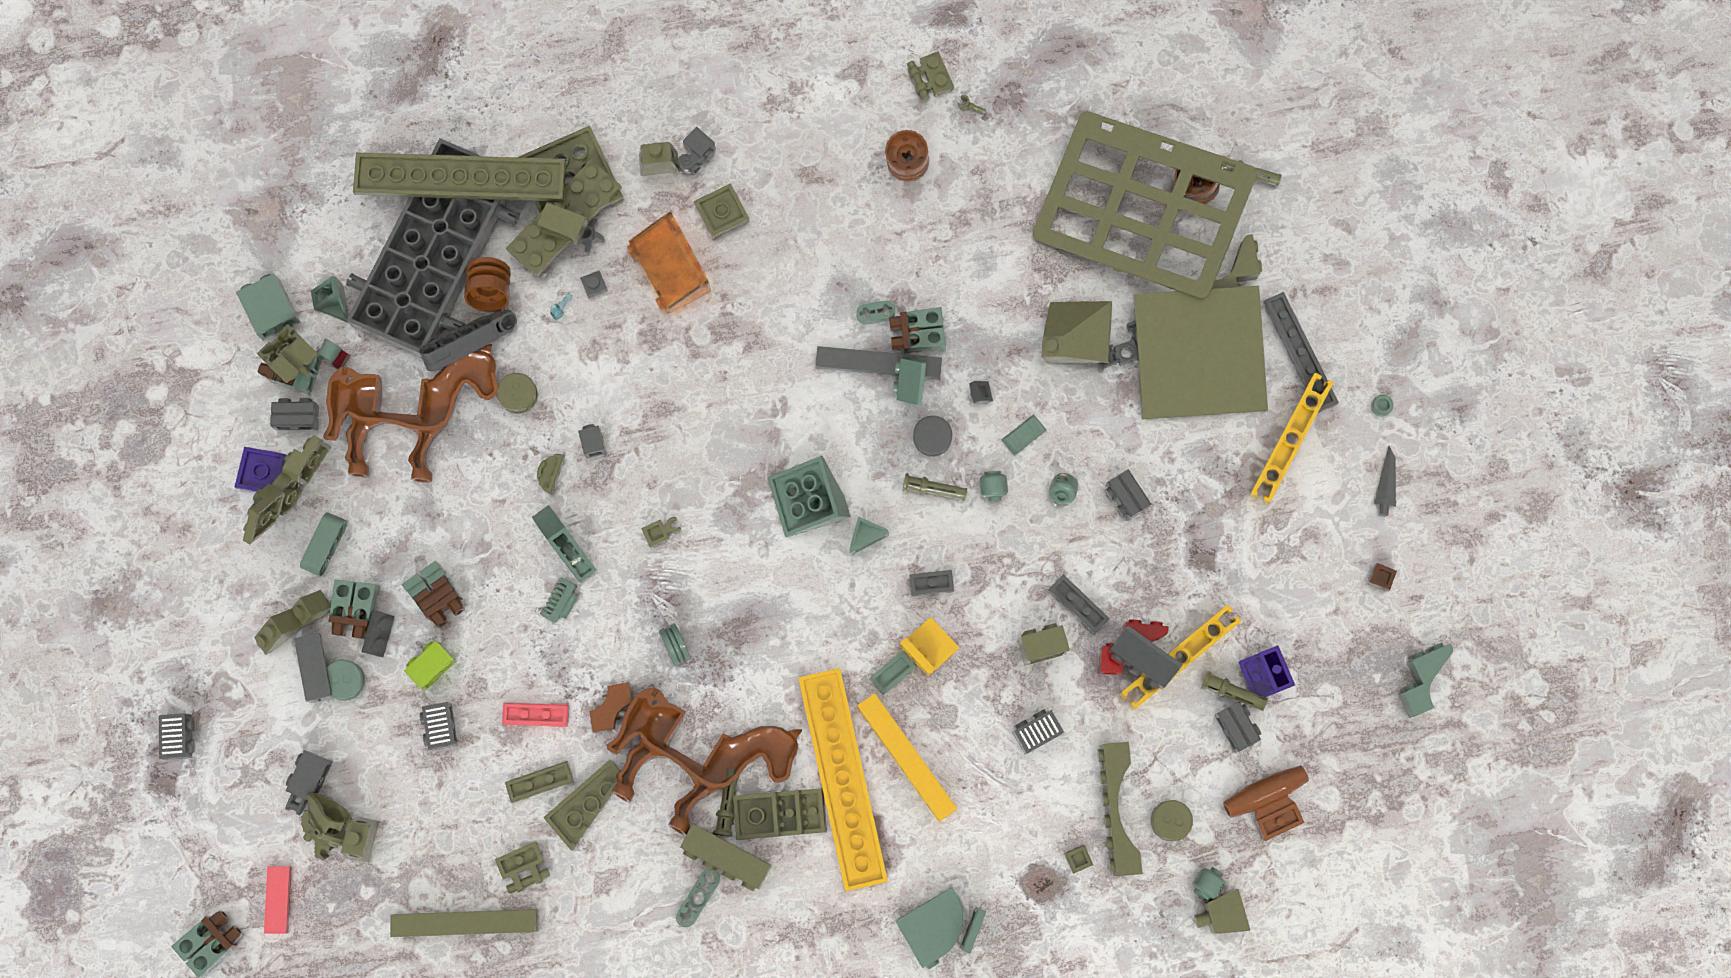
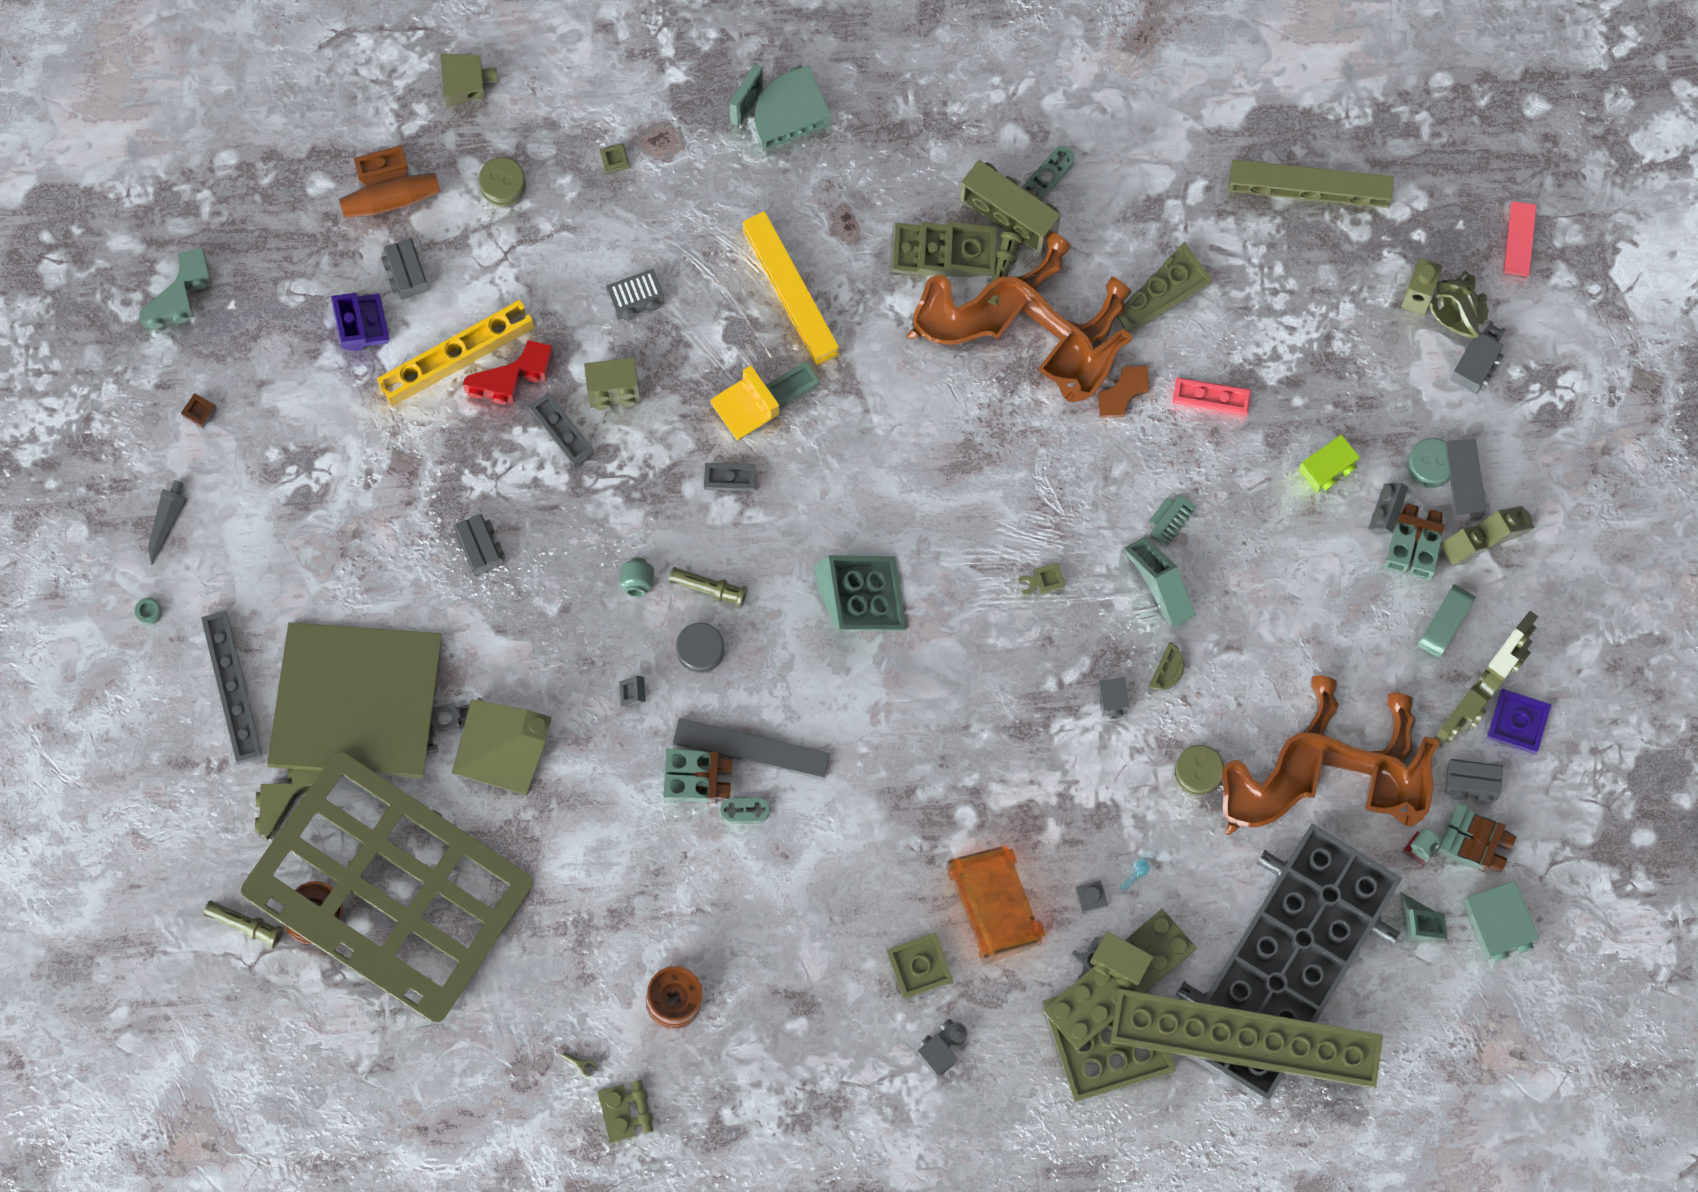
camera: 170 degrees left, 5 degrees down
(176, 736) = (1628, 426): dark grey brick -> none
(207, 944) = (1599, 201): sand green hips -> none
(288, 354) = (1475, 836): olive brick -> none
(438, 726) = (1323, 395): dark grey brick -> none
(439, 600) = (1318, 544): reddish brown hips -> none
(467, 339) = (1262, 830): dark grey piece -> none
(487, 284) = (1223, 906): dark orange wheel -> none
(518, 861) = (1241, 240): olive plate -> none
(539, 782) = (1213, 322): olive tile -> none
(658, 159) = (992, 1042): olive torso -> none
(674, 644) = (1041, 444): sand green head -> none
(842, 780) = (867, 278): yellow plate -> none
(866, 534) = (798, 540): sand green slope -> none
(911, 379) = (715, 710): sand green slope -> none
(1024, 434) = (588, 637): sand green tile -> none
(1063, 488) = (554, 560): sand green head -> none
(1115, 762) = (553, 248): olive arch -> none
(1144, 658) = (499, 344): dark grey slope -> none
(1208, 883) = (475, 109): sand green head -> none
(1225, 688) = (411, 312): olive pin -> none
(1298, 426) = (255, 592): yellow piece -> none

